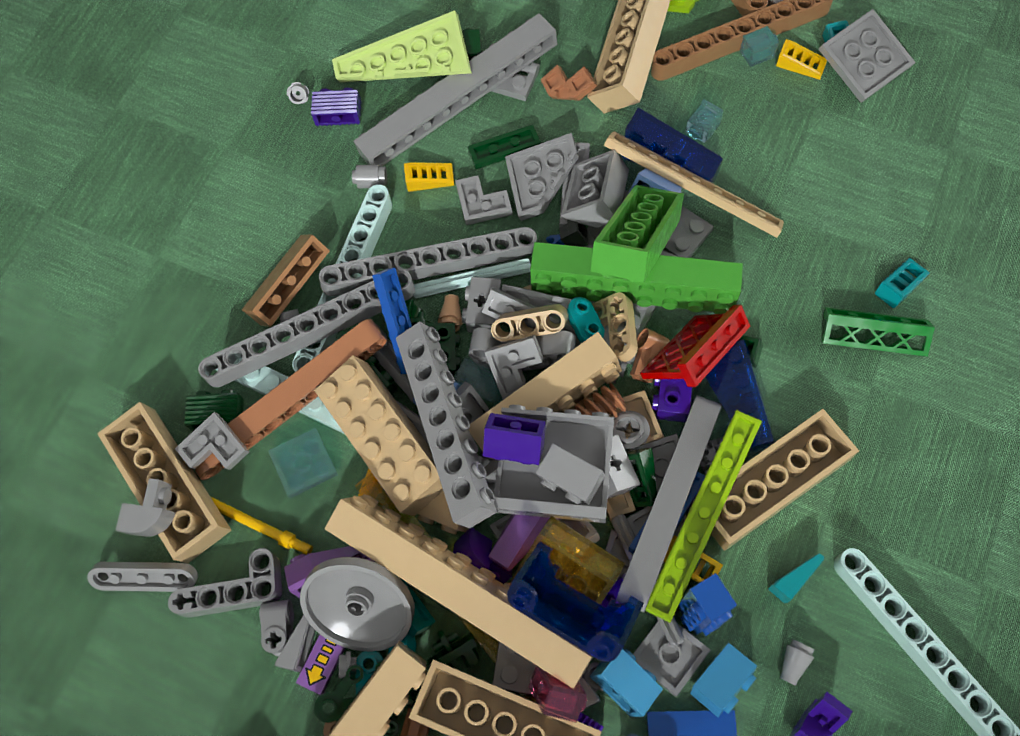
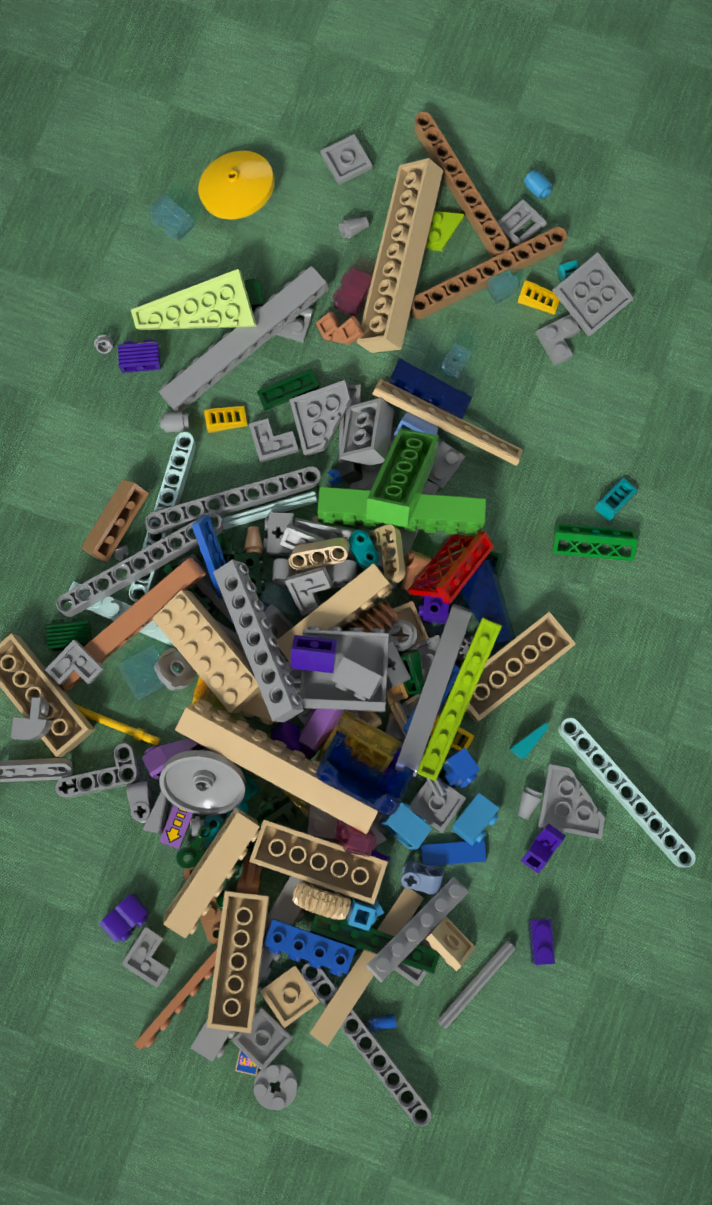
camera: 10 degrees left, 10 degrees up
(331, 467) = (166, 673): none -> light grey plate
(584, 47) = (352, 292): none -> clear pink brick
(821, 104) = (554, 336): none -> light grey plate
(852, 669) = (569, 805): none -> light grey plate

